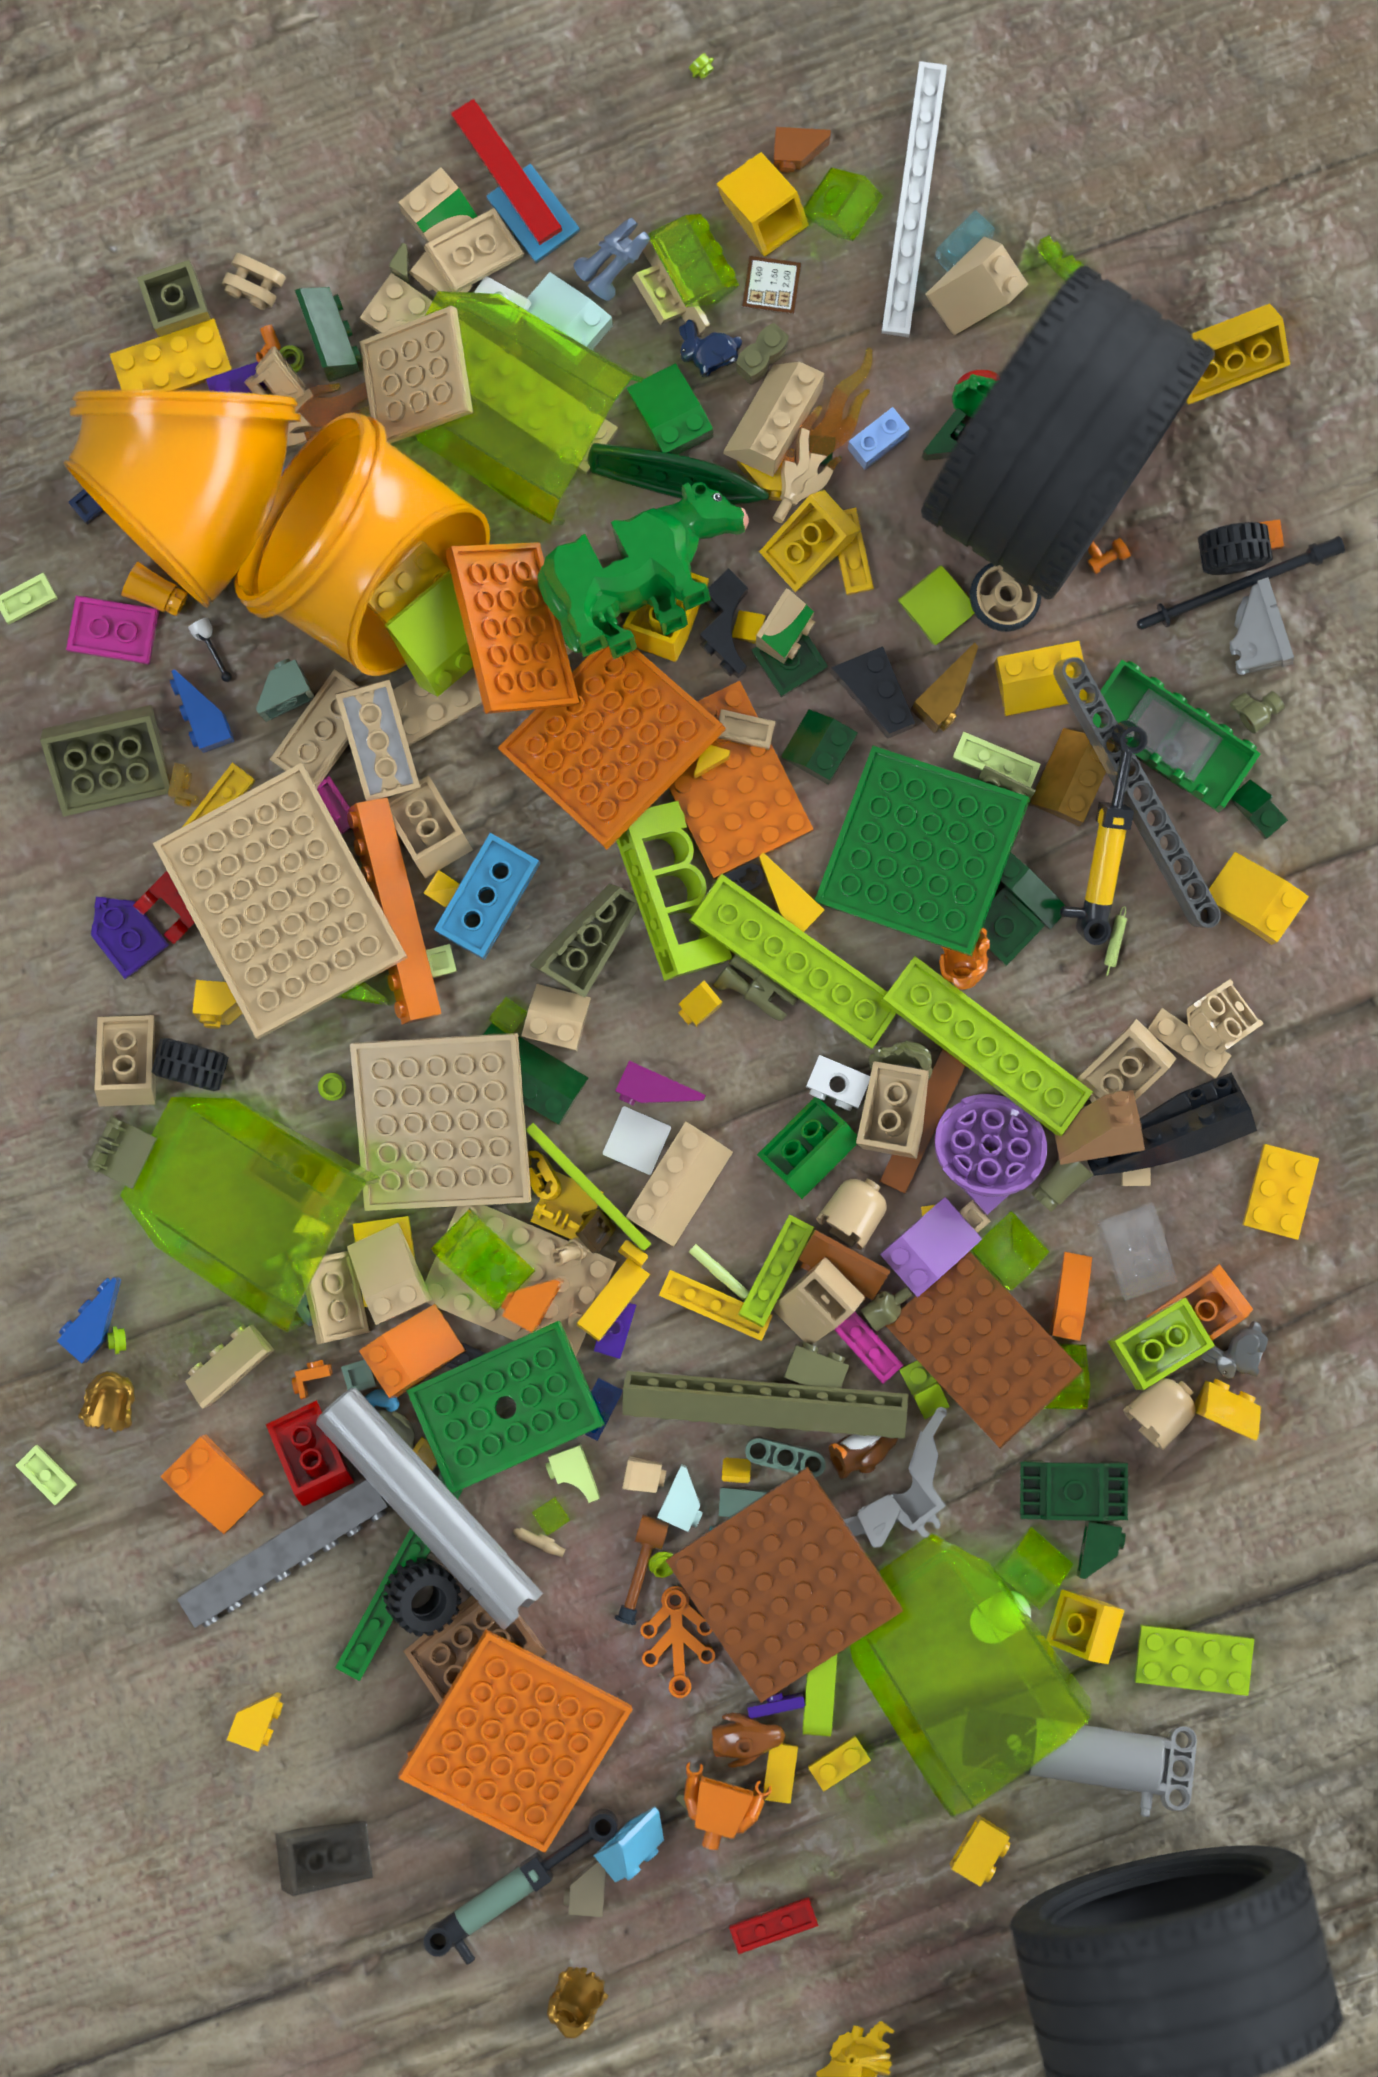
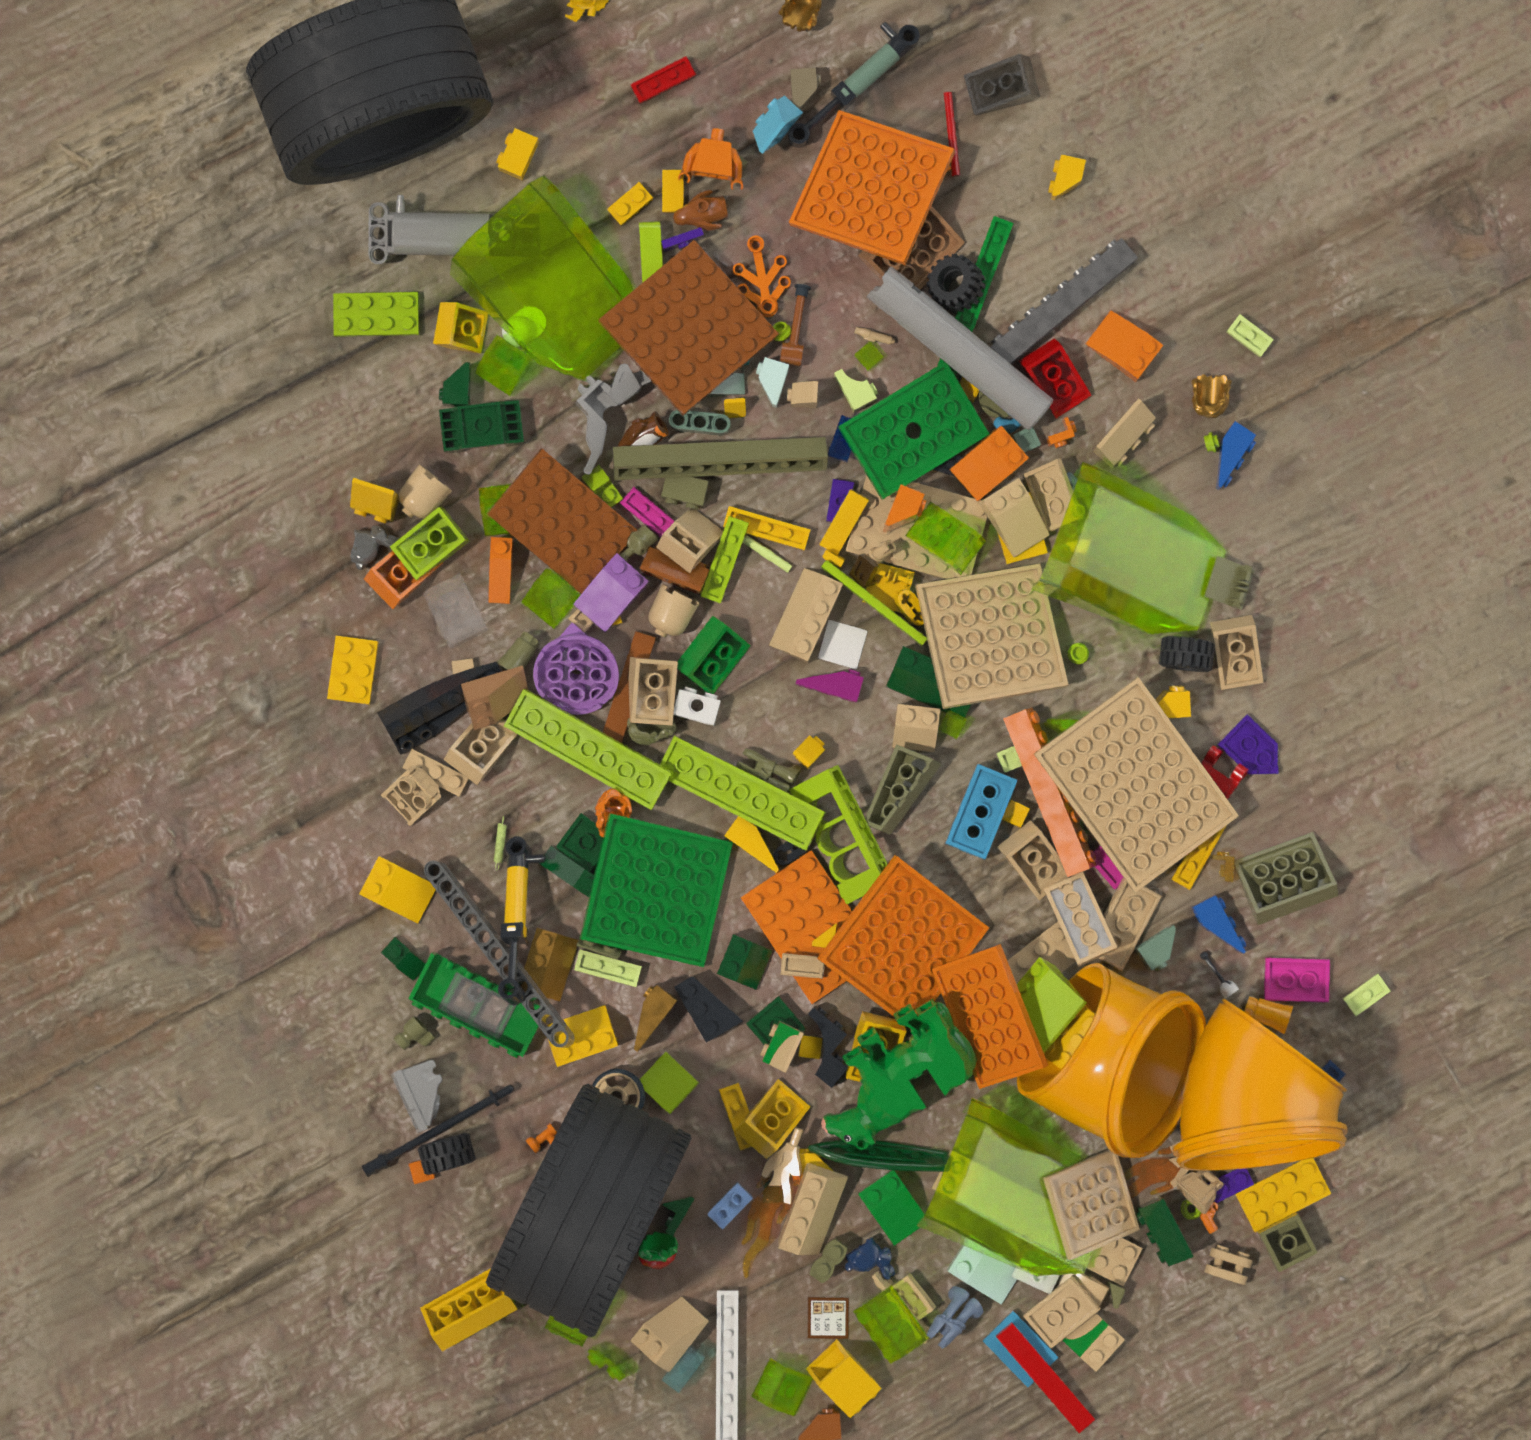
camera: 170 degrees right, 0 degrees up
(399, 1802) = (951, 131): none -> red bar

